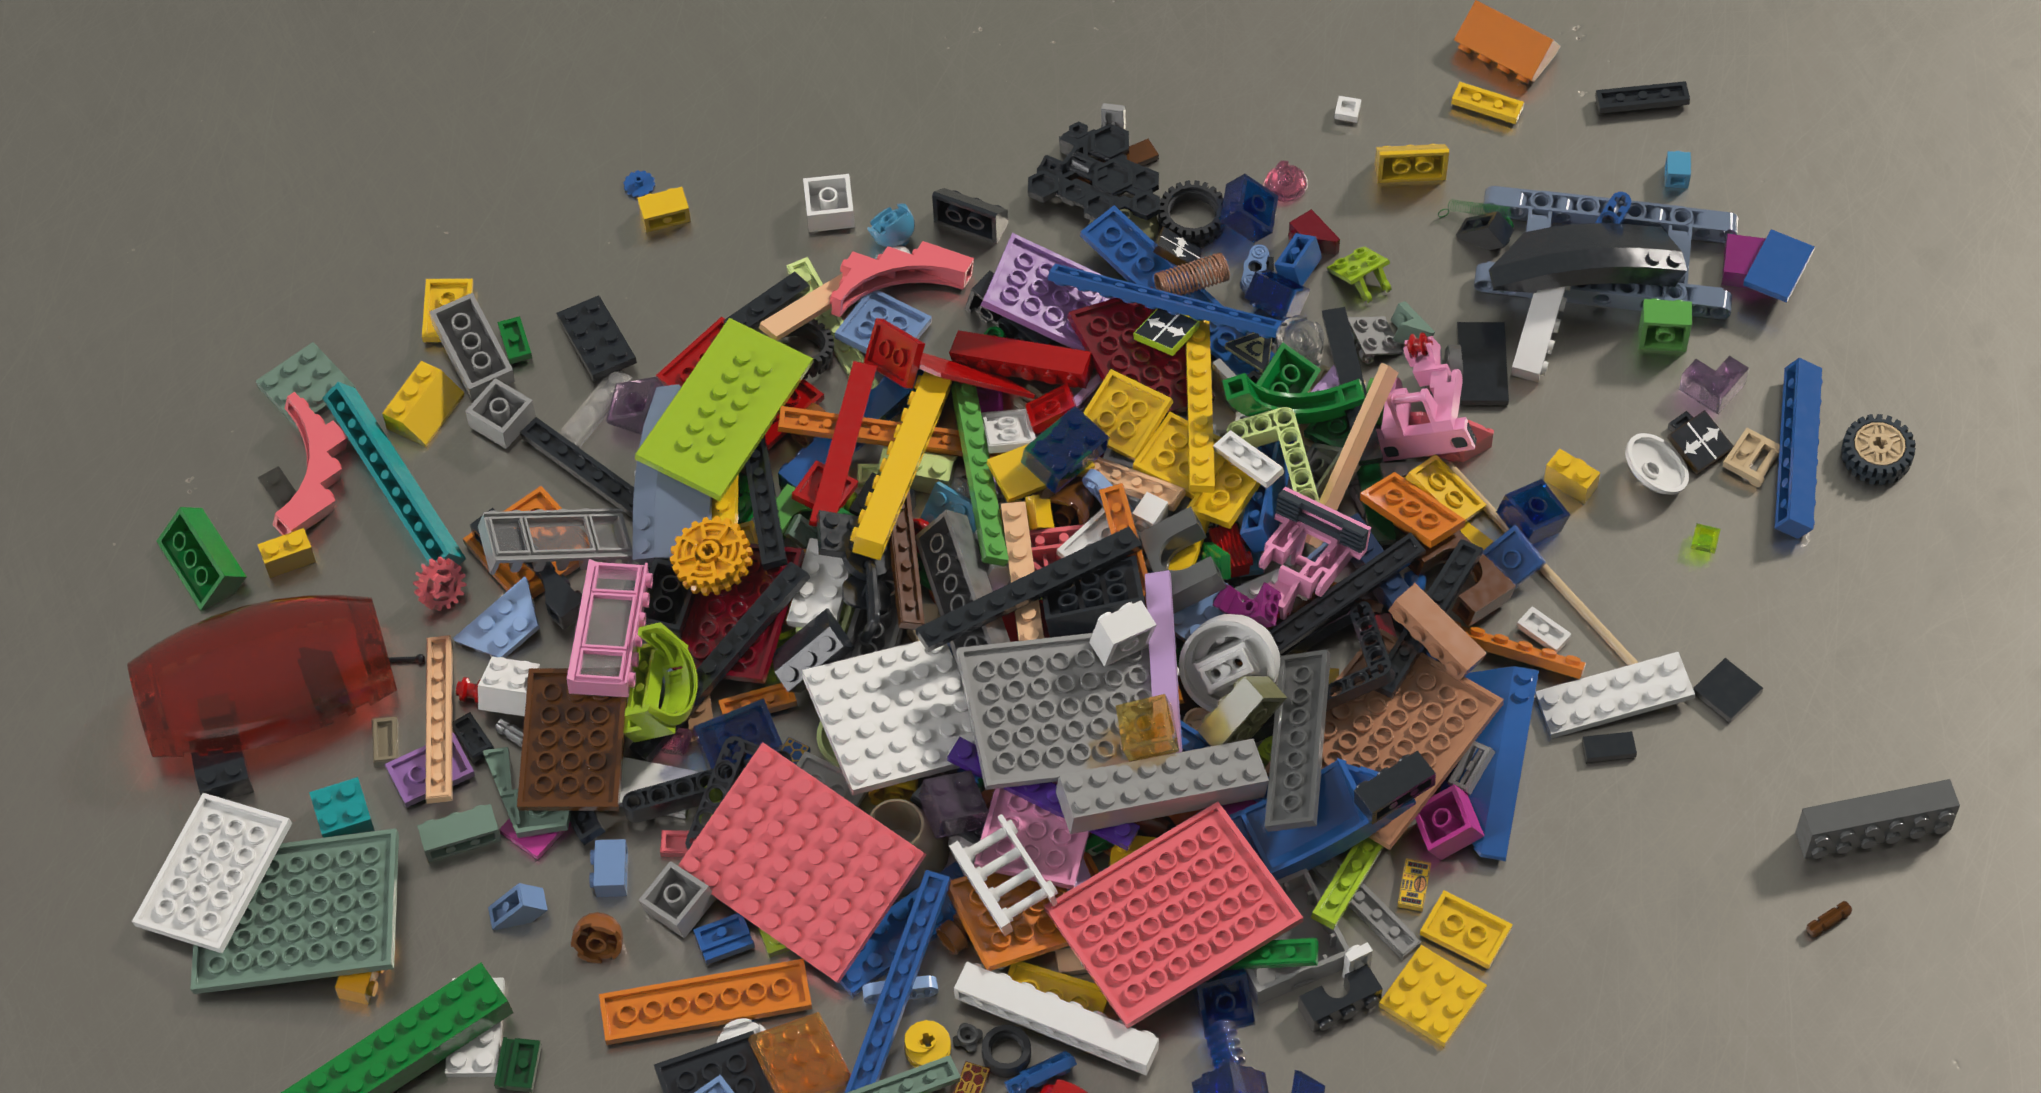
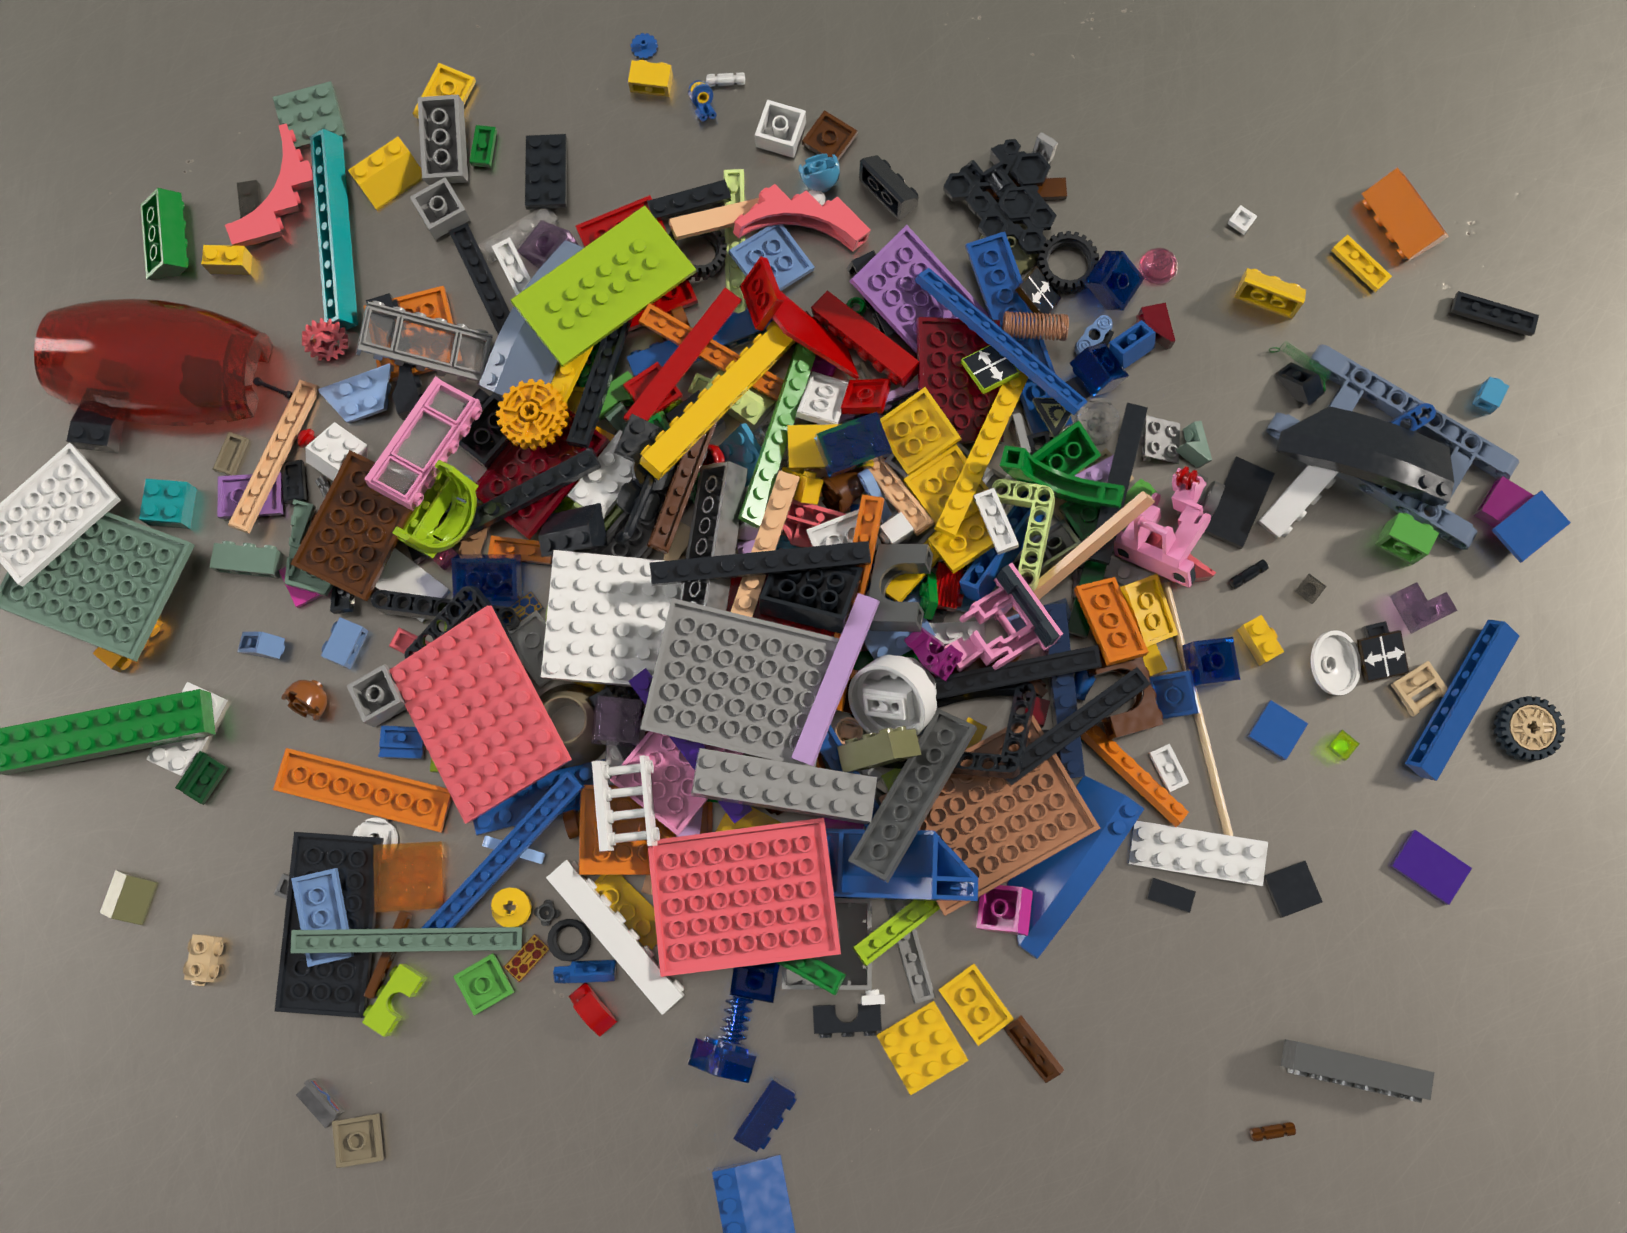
camera: 25 degrees right, 20 degrees up
(609, 439) = (512, 265): none -> white plate
(728, 204) = (701, 97): none -> blue piece
(744, 181) = (725, 79): none -> white axle
(882, 191) = (829, 136): none -> reddish brown plate
(1122, 632) = (812, 643): white brick -> none
(1147, 728) = (791, 736): clear yellow brick -> none
(1358, 264) = (1180, 369): lime plate -> none
(1394, 787) = (964, 883): black brick -> none
(1414, 885) = (954, 944): tile -> none
(1437, 632) = (1073, 749): nougat brick -> none
(1474, 769) = (1049, 879): light grey tile -> none
(1528, 423) = (1248, 574): none -> black axle
(1547, 944) = (1033, 1049): none -> reddish brown plate
(1596, 411) = (1310, 588): none -> clear smoke plate
(1633, 552) = (1277, 730): none -> blue tile
(1852, 613) = (1431, 867): none -> dark purple tile

